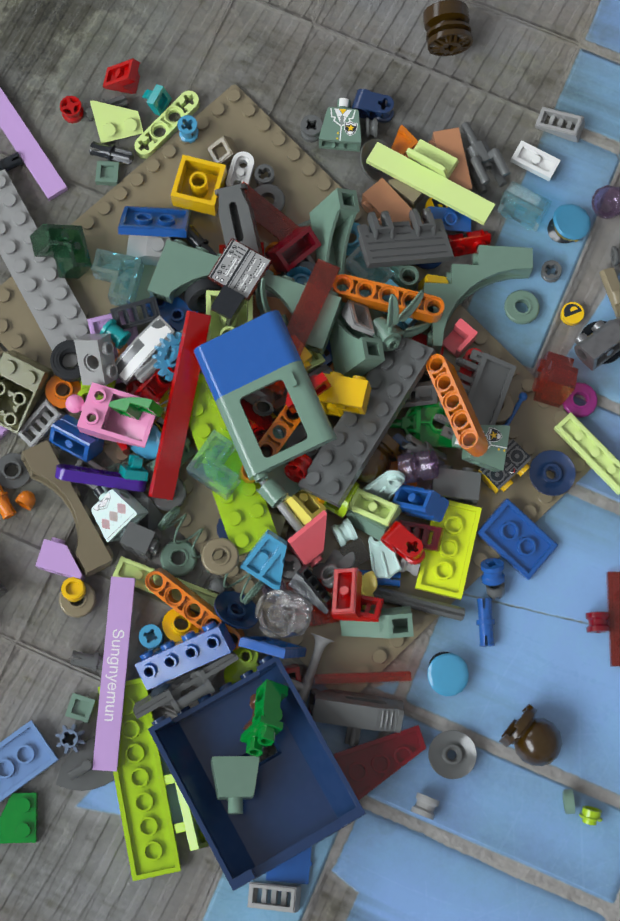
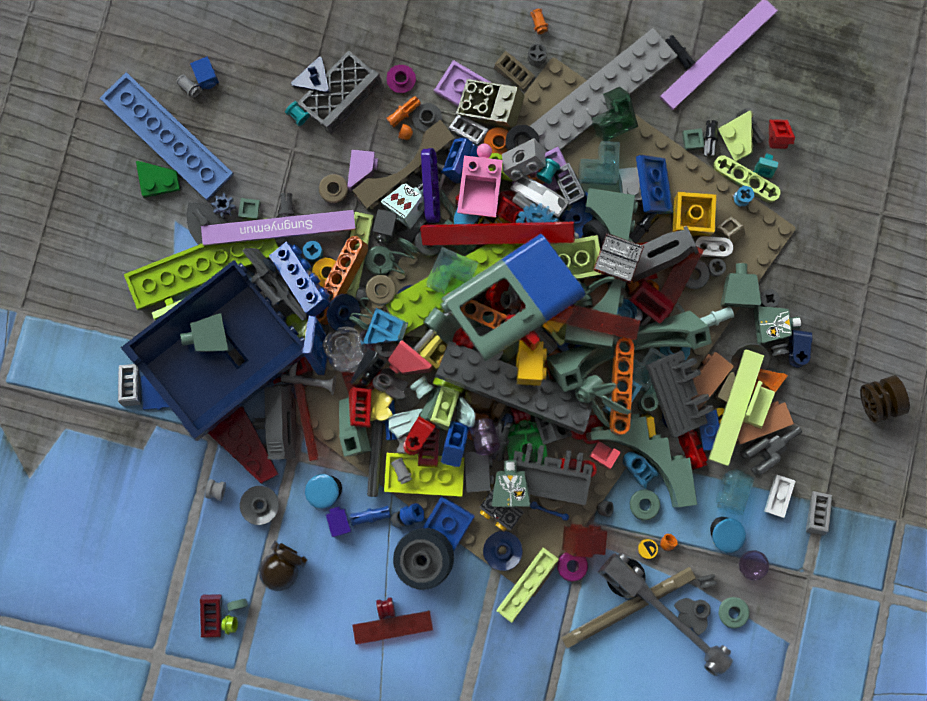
camera: 75 degrees right, 5 degrees up
(69, 104) = (742, 94): red wheel -> none
(73, 589) = (339, 183): yellow tile -> none
(134, 406) = (487, 198): green slope -> none
(134, 469) = (441, 210): teal tile -> none
(228, 304) = (585, 254): black panel -> none
(266, 717) = (258, 349): green hips -> none
(295, 153) = (741, 289): none -> sand green torso
(321, 181) = (719, 316): none -> light aqua axle
(347, 593) = (368, 396): red slope -> none
(358, 317) = (599, 364): light grey slope -> none
(399, 424) = (519, 416): none -> dark red wheel
(441, 572) = (401, 471): none -> light grey pin
(442, 375) = (537, 458): orange beam -> none
(480, 304) = (641, 471): none -> dark azure piece
(487, 661) = (338, 521): none -> dark purple brick
(519, 351) = (605, 508): none -> dark grey hinge
(551, 264) = (688, 524): dark grey bush -> none
(561, 835) = (212, 598): none -> dark red slope
(564, 571) = (411, 566): none -> wheel
(568, 289) = (668, 542): none -> orange hinge

